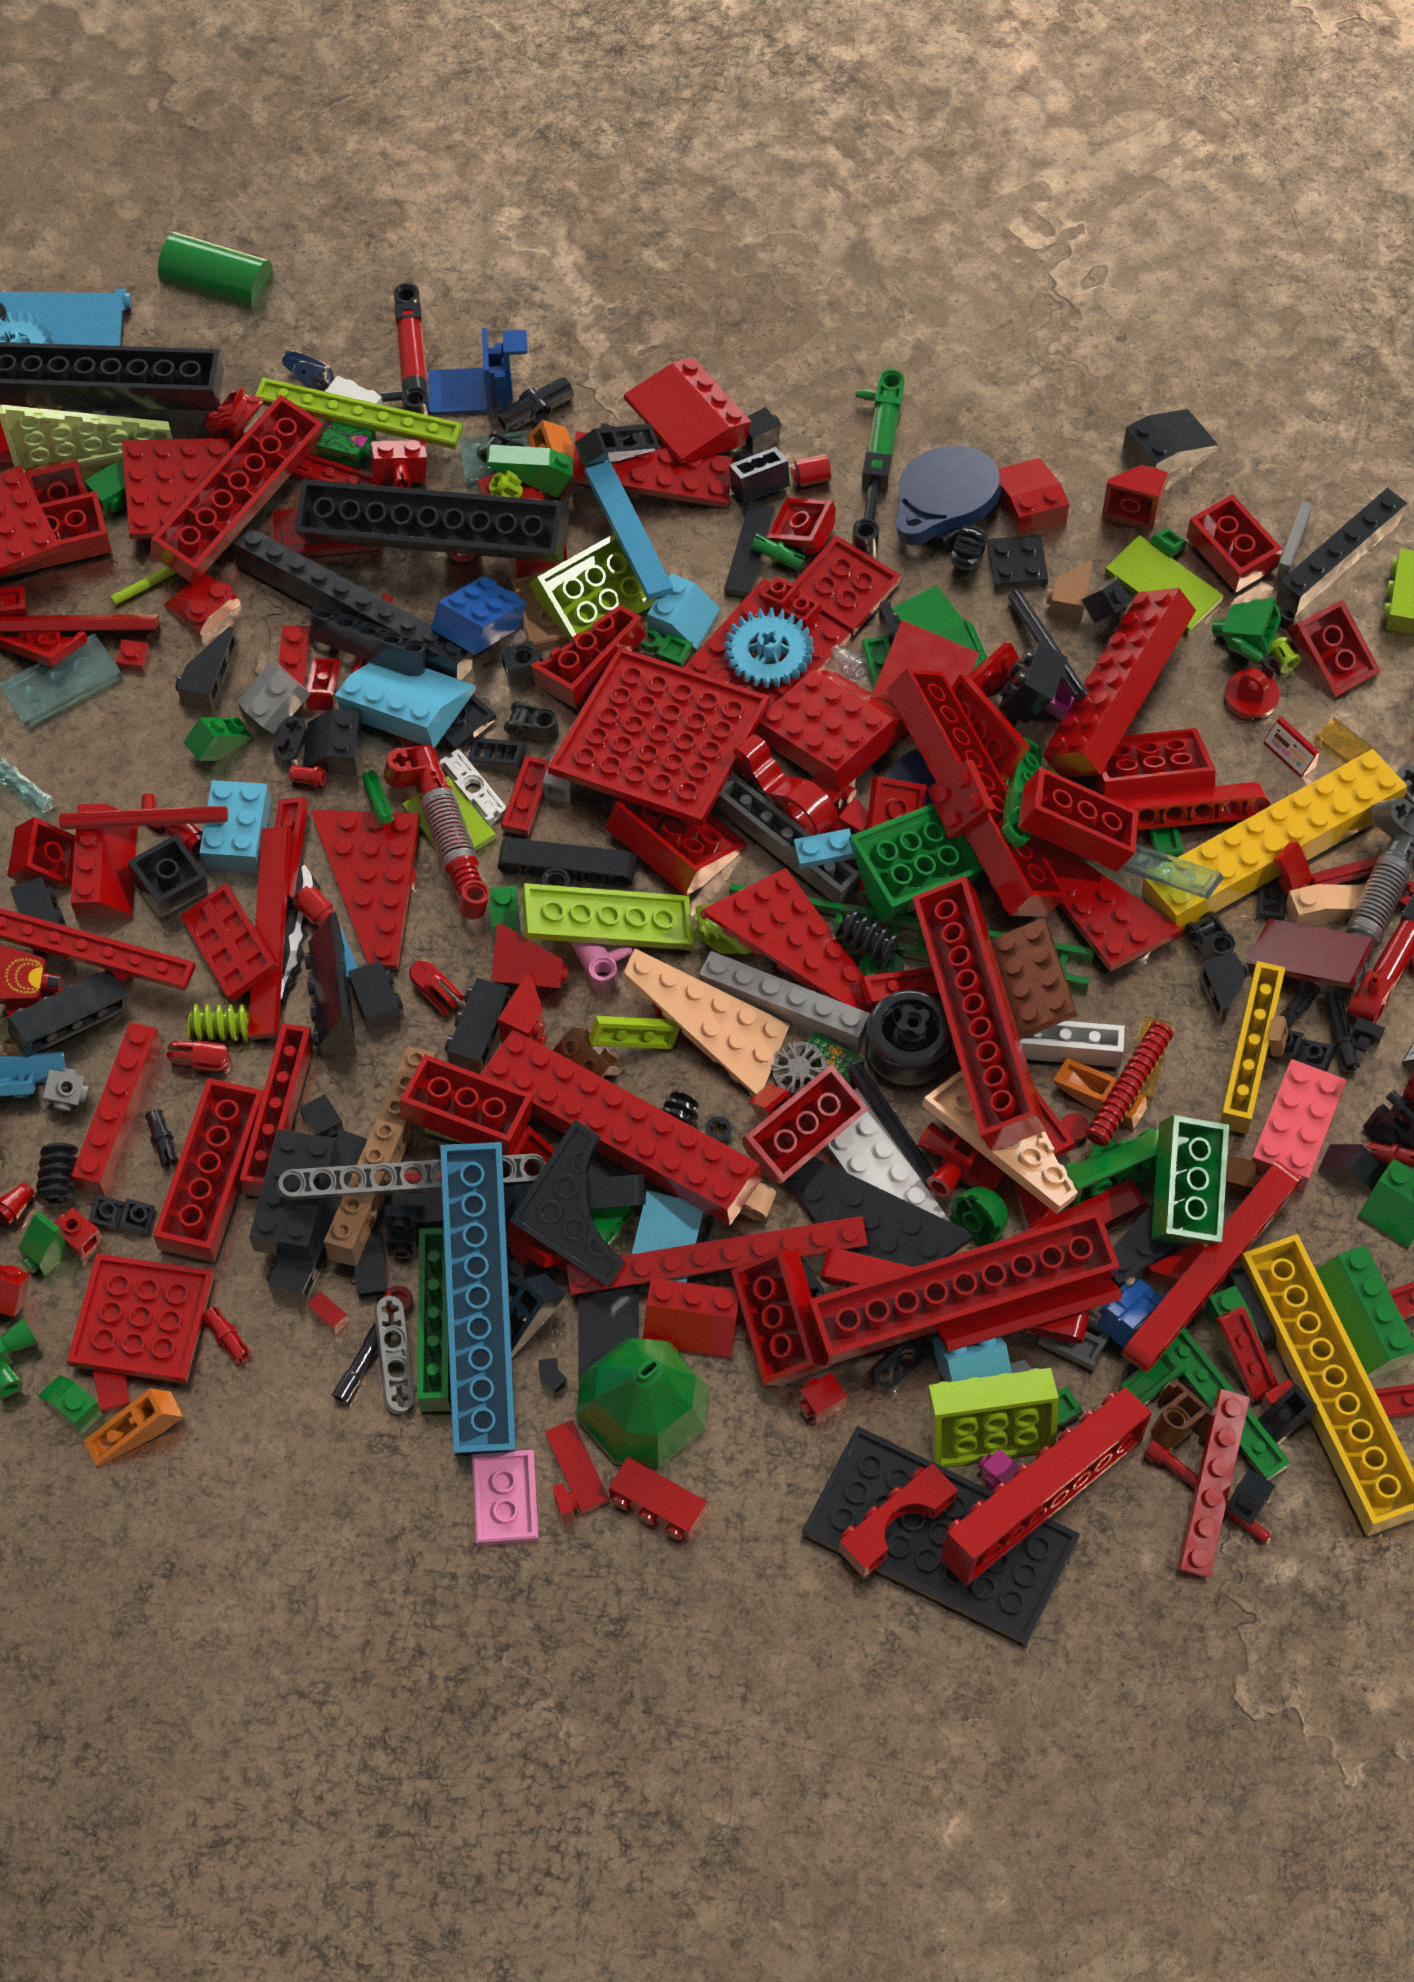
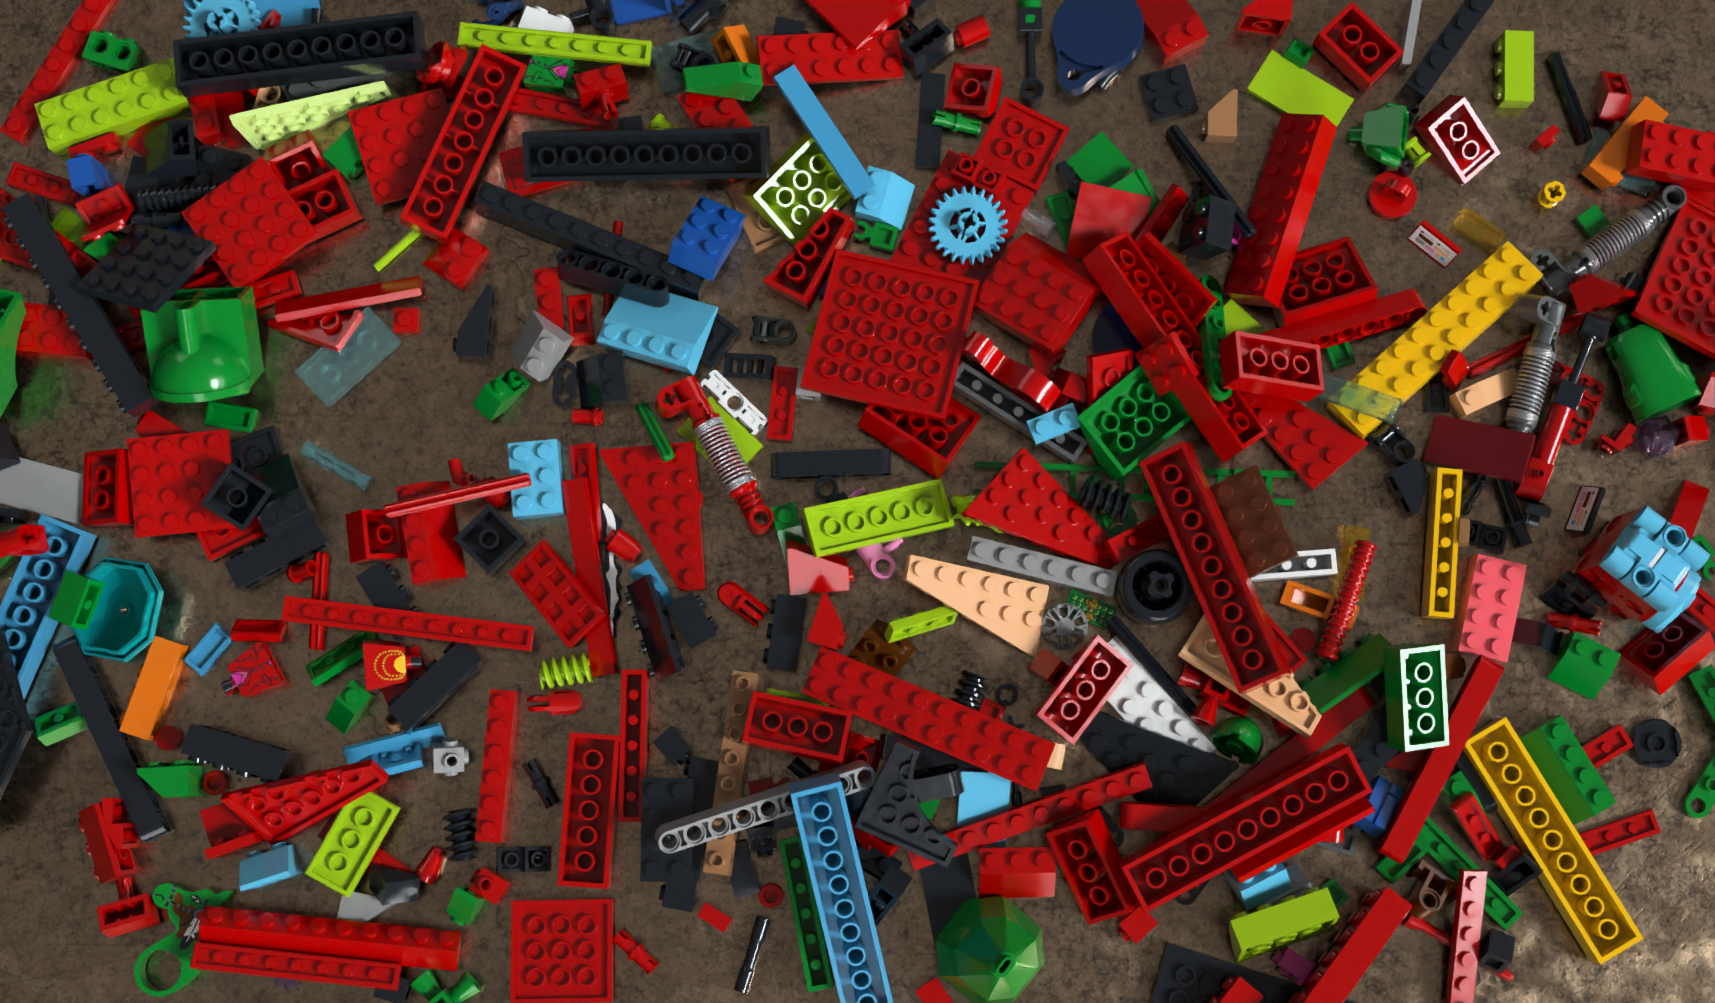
camera: 10 degrees left, 20 degrees up
(388, 1355) = (778, 948): light grey beam -> none
(506, 485) = (706, 108): lime gear -> none
(513, 655) = (746, 282): black brick -> none
(550, 1376) = (910, 941): black piece -> none
(616, 443) = (797, 47): black slope -> none
(969, 547) = (1126, 91): black gear -> none
(1106, 600) = (1256, 126): black slope -> none

